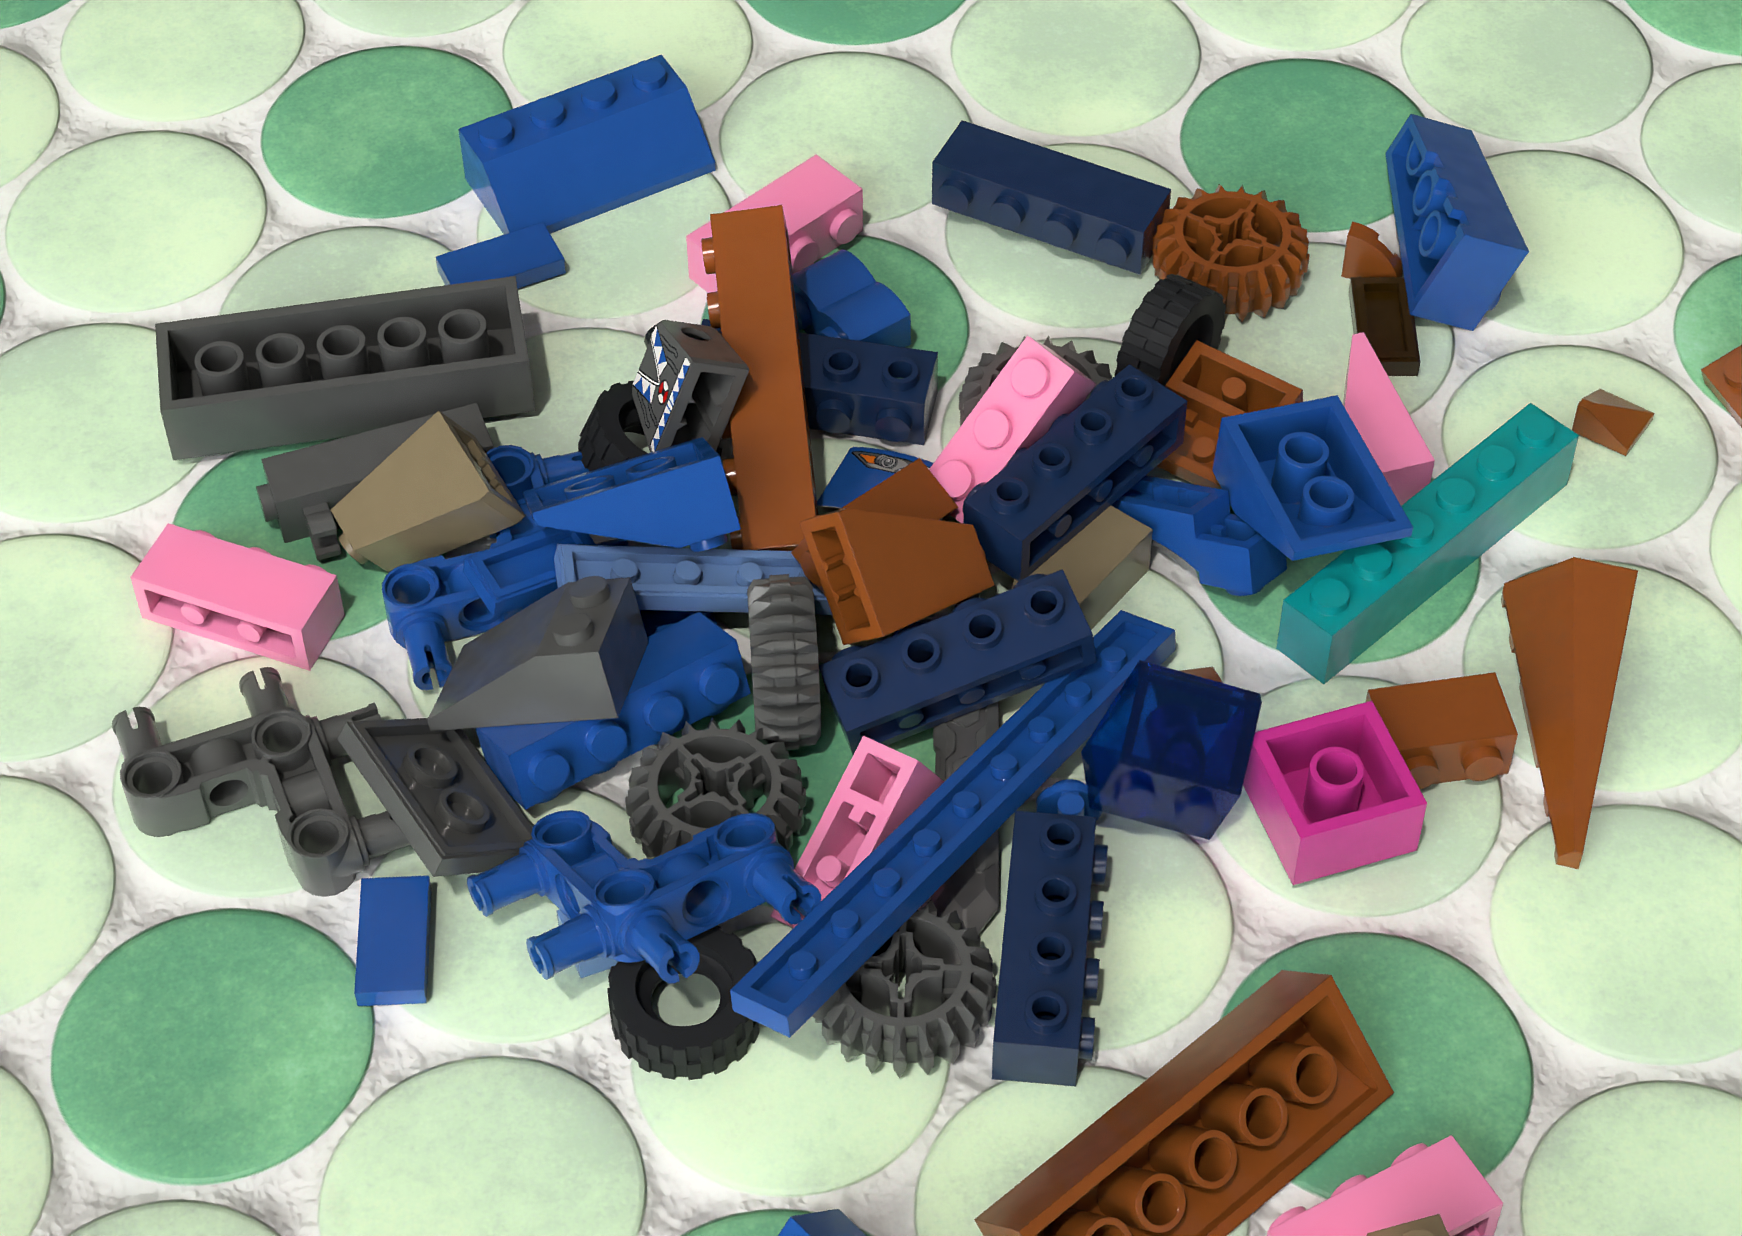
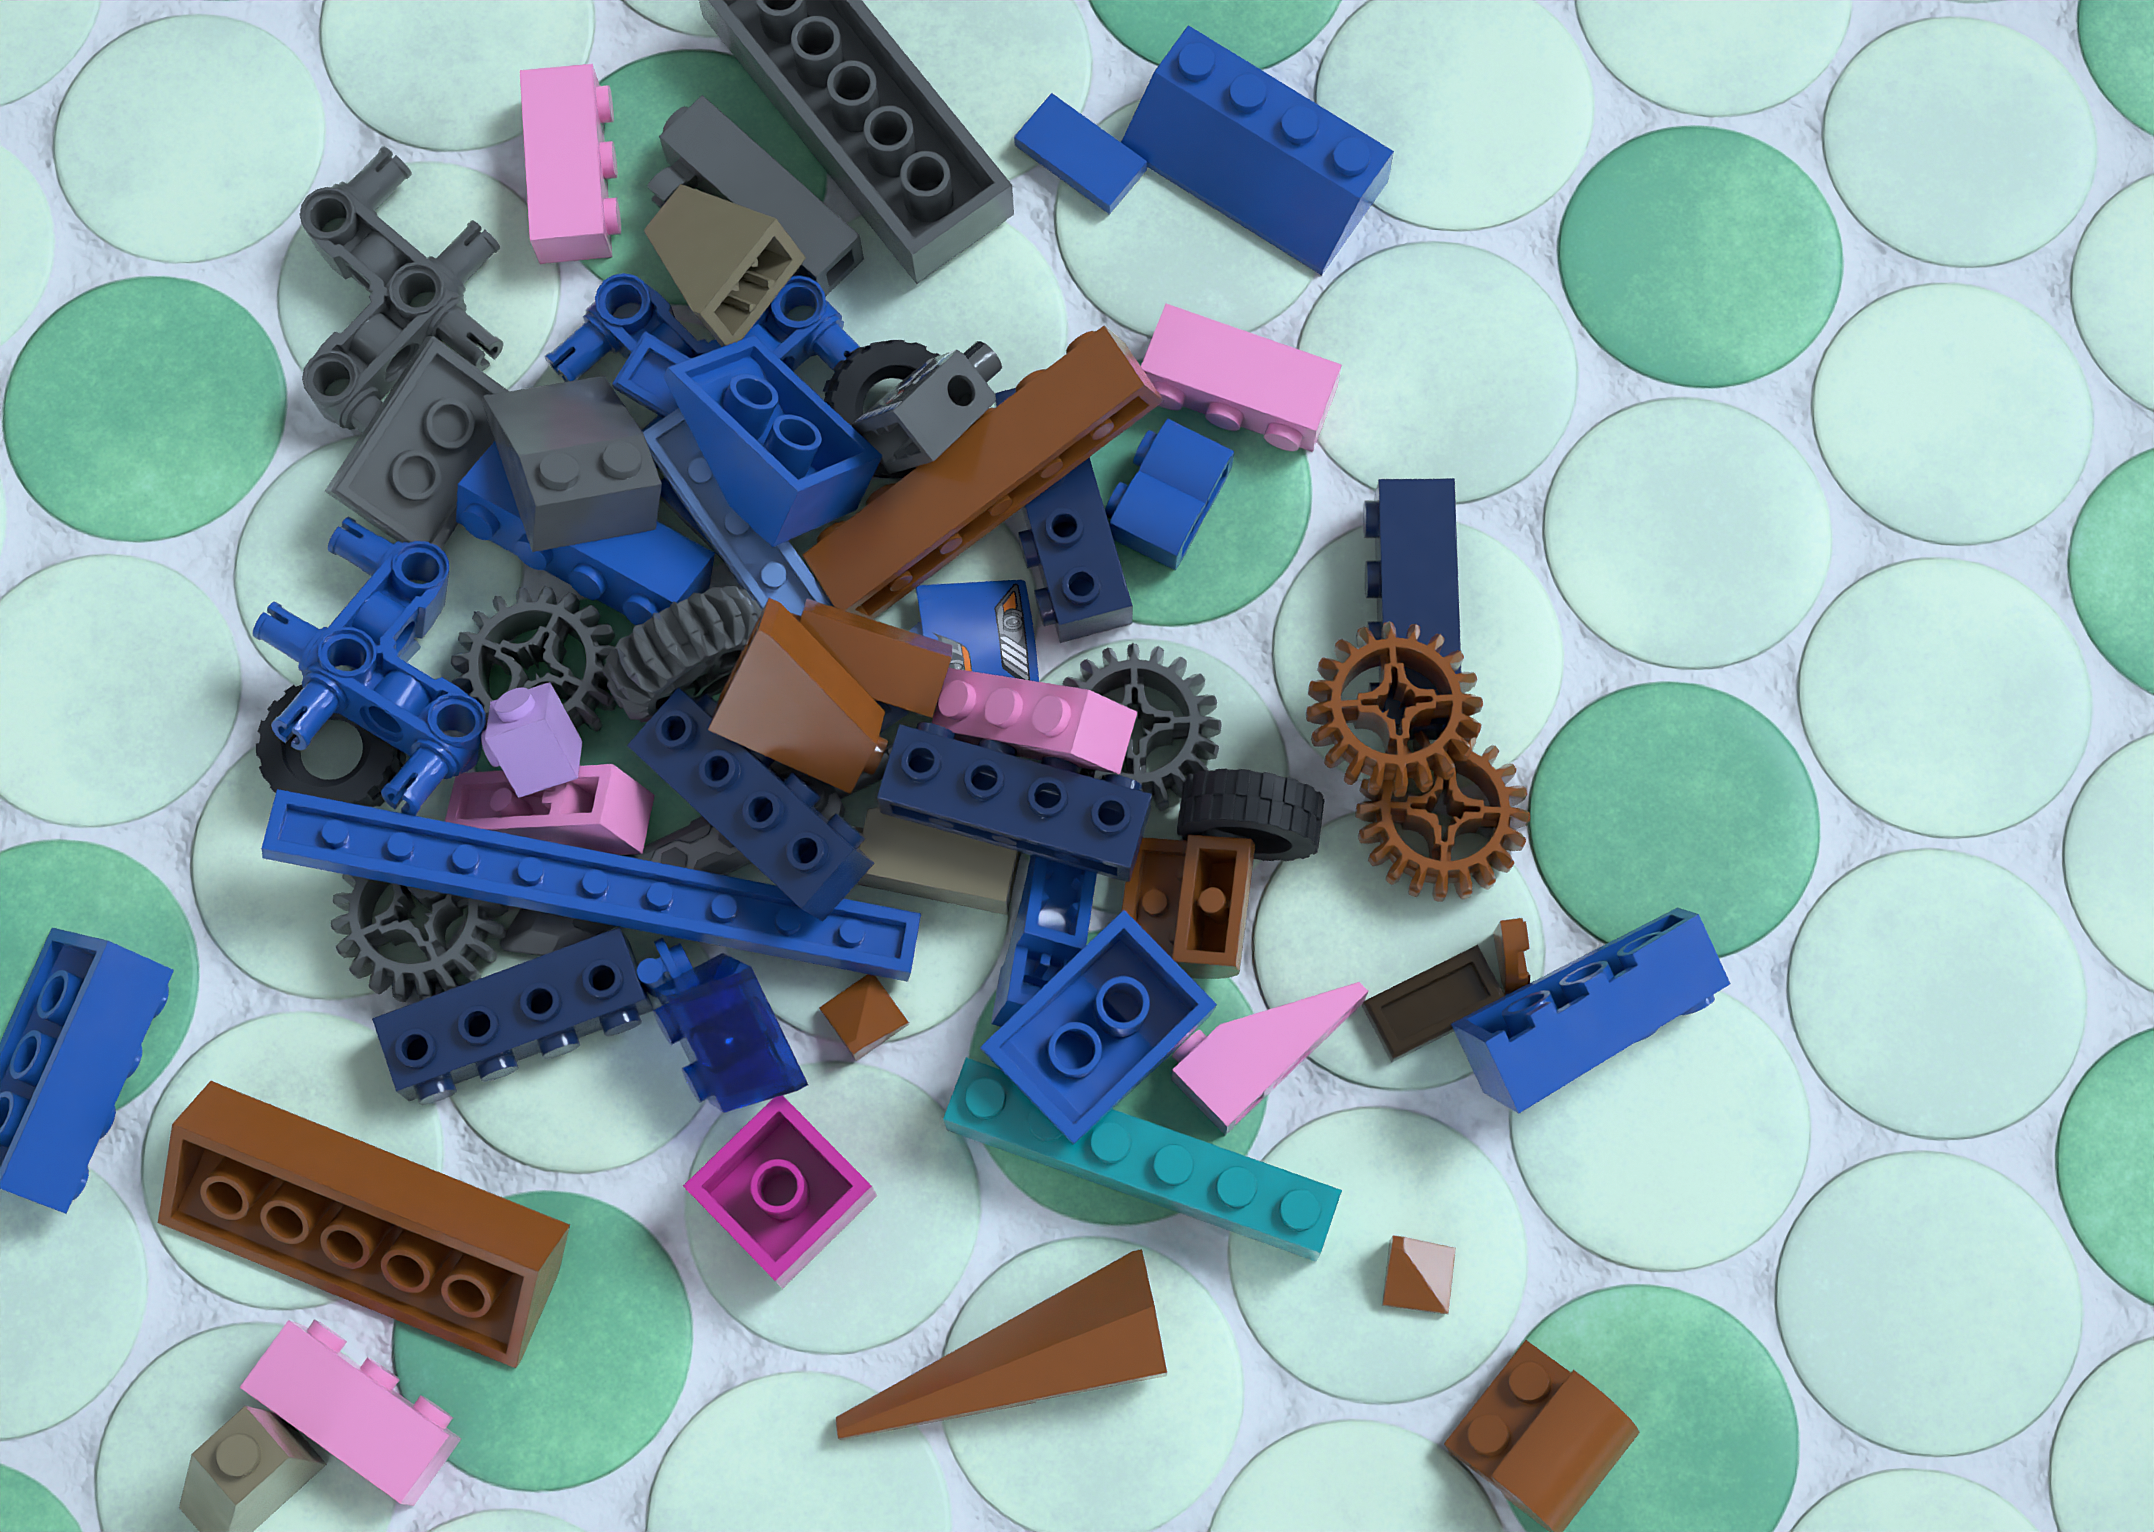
camera: 65 degrees right, 25 degrees up
(393, 941) = (285, 490): blue tile -> none
(801, 787) = (532, 739): none -> lavender brick
(1142, 206) = (1421, 705): none -> dark orange gear
(1449, 727) = (911, 1257): dark orange brick -> none

